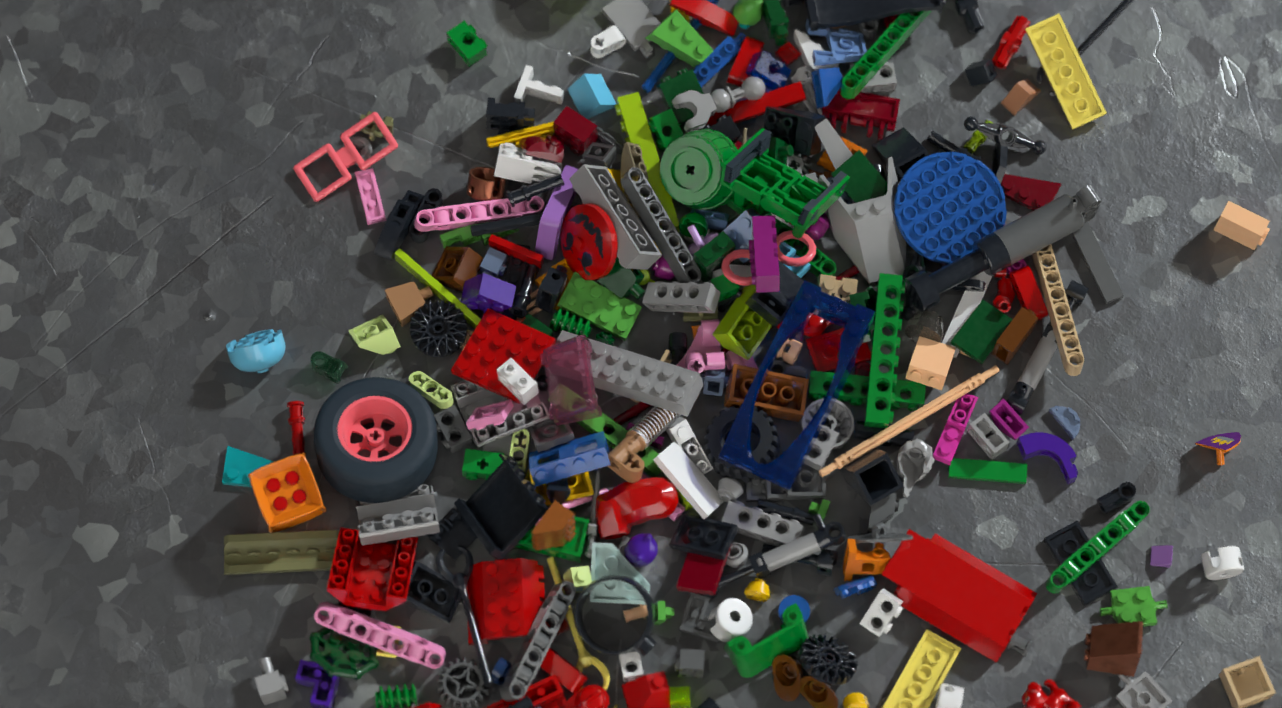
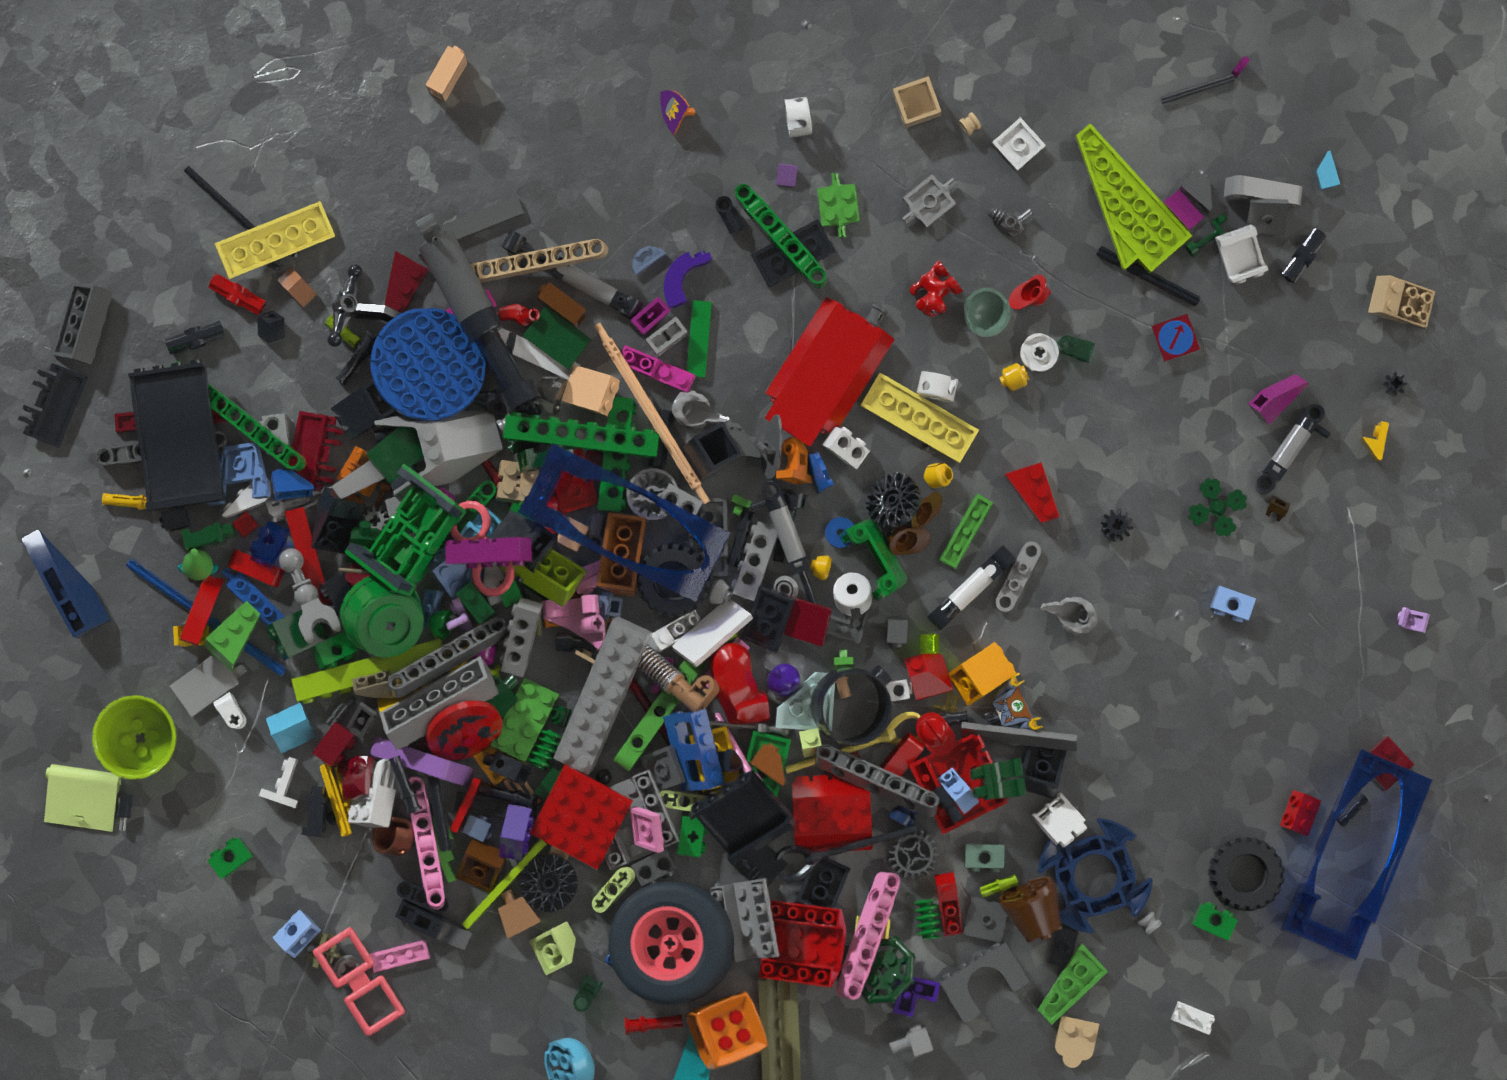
camera: 85 degrees left, 15 degrees up
(393, 101) = (296, 933): none -> light blue brick
(517, 381) = (616, 801): white brick -> none
(570, 381) = (614, 748): clear pink windscreen -> none
(1028, 291) = (515, 290): red beam -> none
(1114, 648) = (882, 226): copper slope -> none

